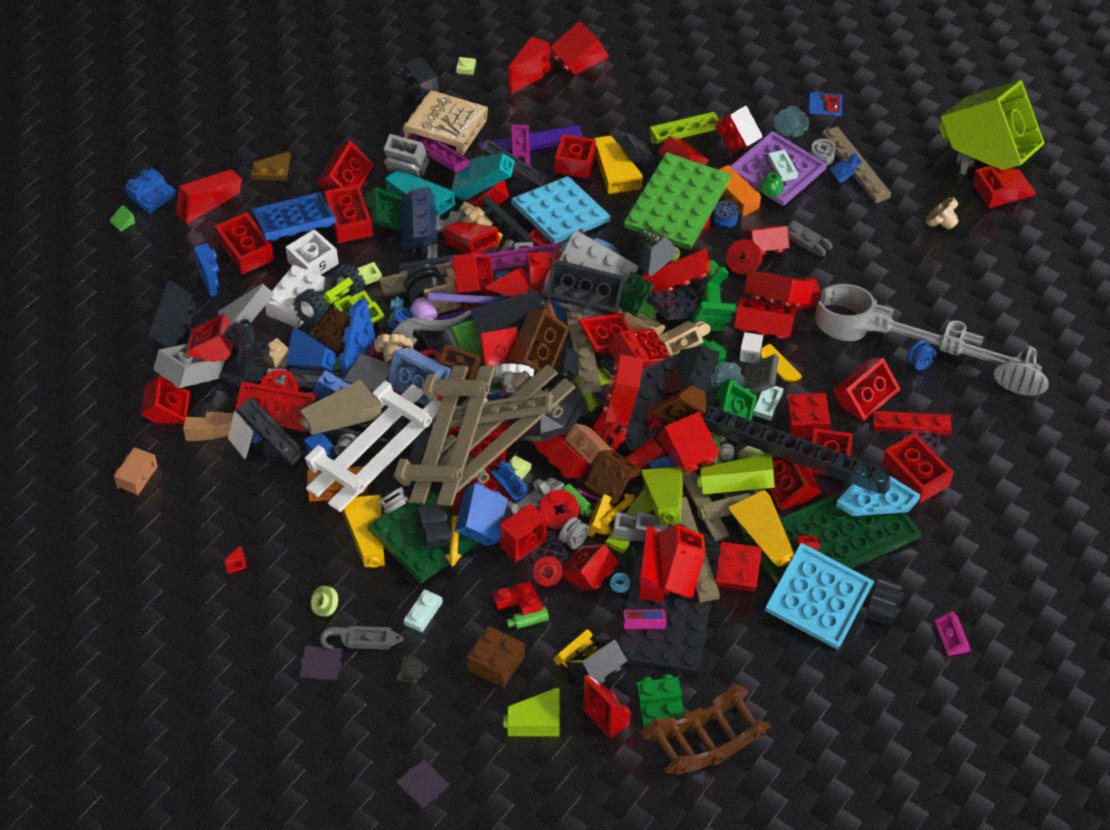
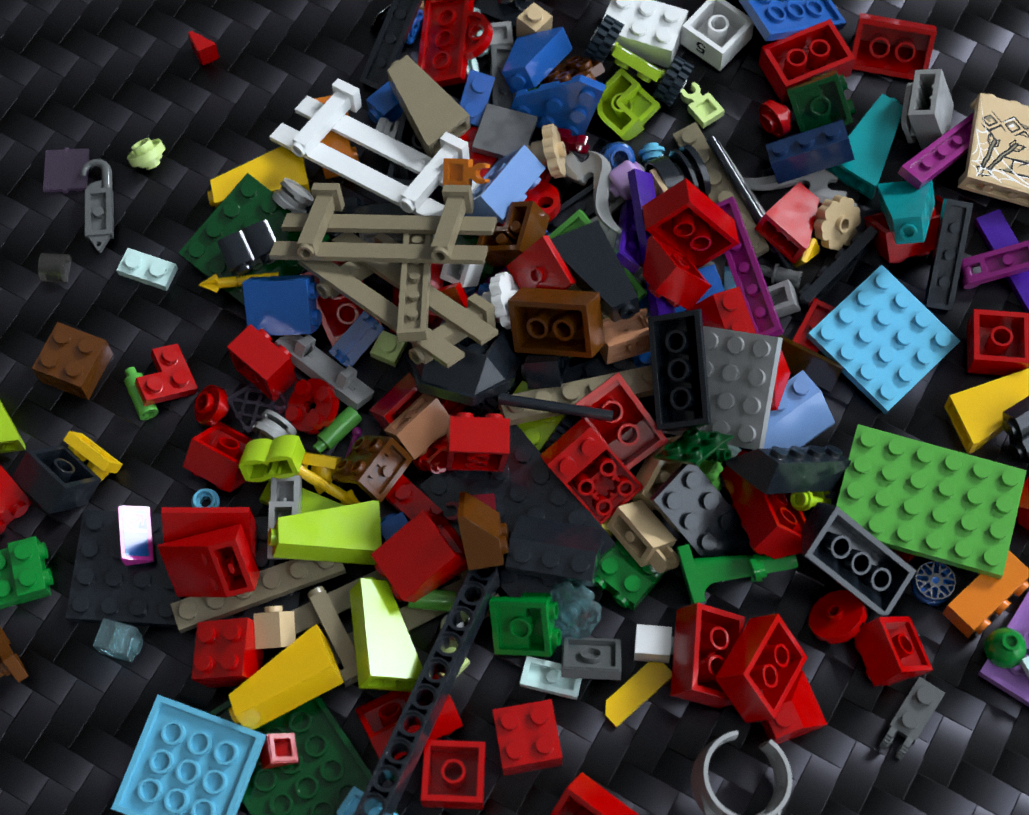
camera: 85 degrees right, 15 degrees up
(388, 236) = (775, 118): none -> red plate
(409, 385) = (462, 172): none -> orange plate
(597, 356) = (556, 407): none -> black bar
(603, 523) = (272, 458): none -> lime brick
(712, 232) = (854, 558): none -> black slope
(719, 637) = (118, 640): none -> clear light blue brick
(725, 533) = (274, 628): none -> tan brick

